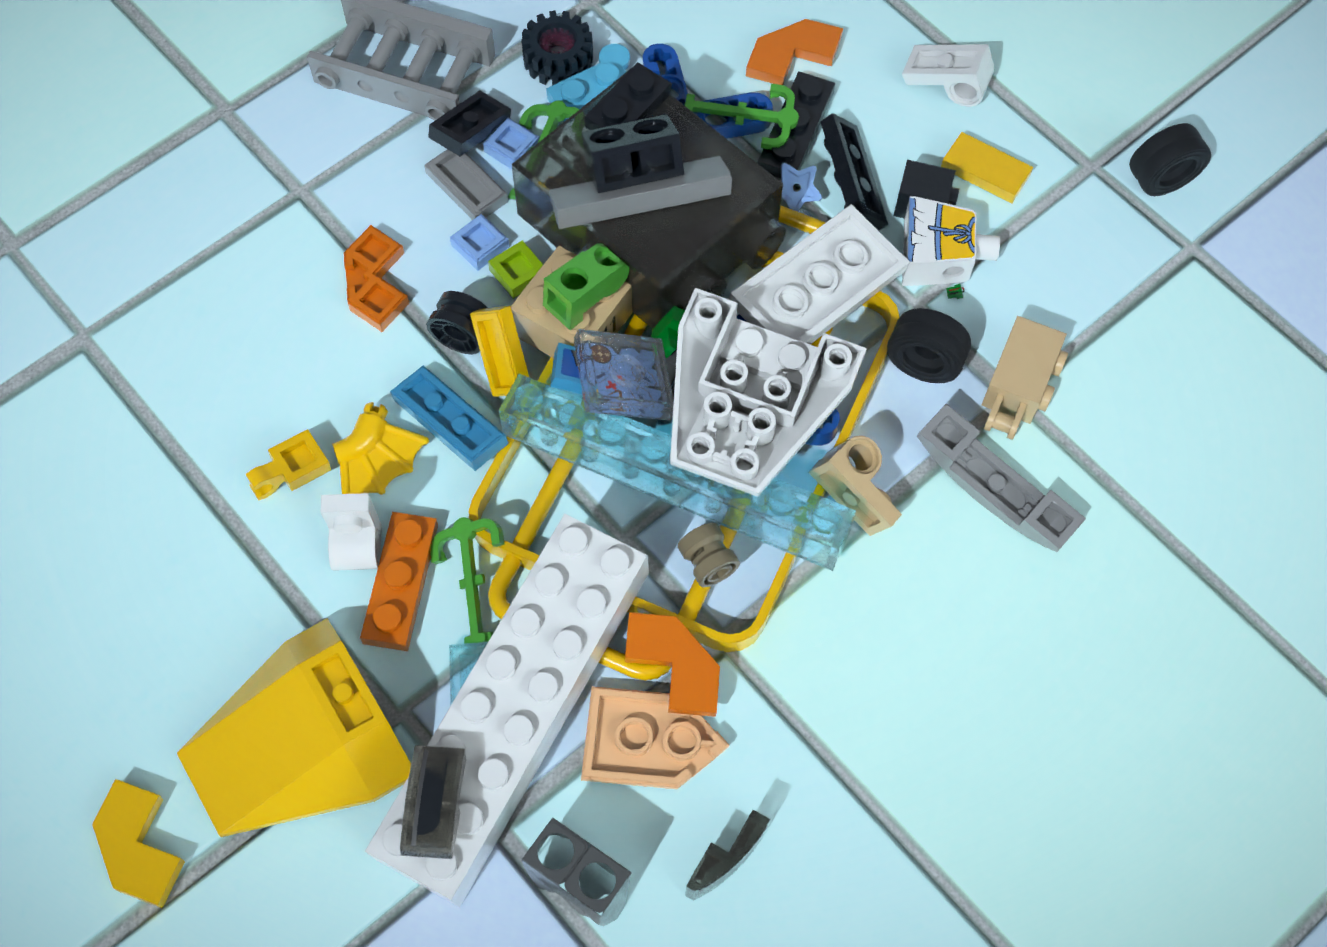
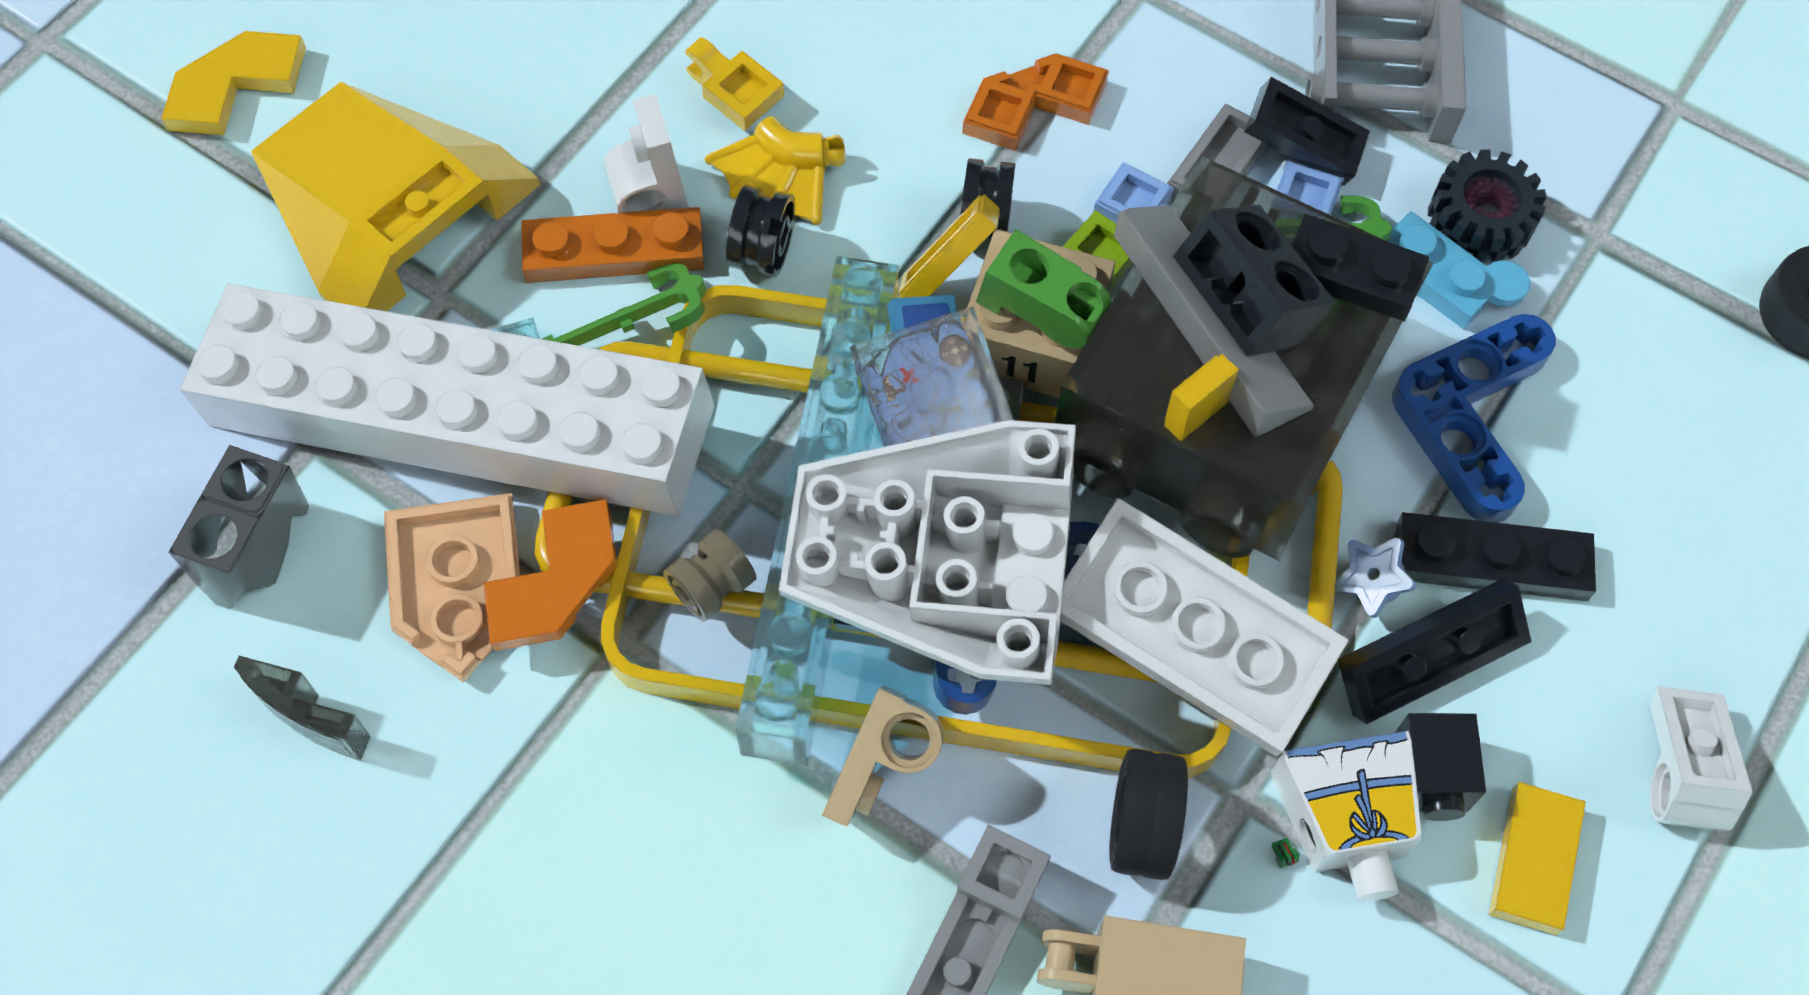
camera: 75 degrees right, 0 degrees up
(432, 802) = (276, 318): clear smoke slope -> none
(434, 470) = (760, 230): none -> black wheel
(449, 418) = (847, 228): dark azure tile -> none
(703, 208) = (1200, 396): none -> yellow tile
(786, 118) = (1489, 529): bright green piece -> none
(803, 39) = (1661, 533): orange tile -> none

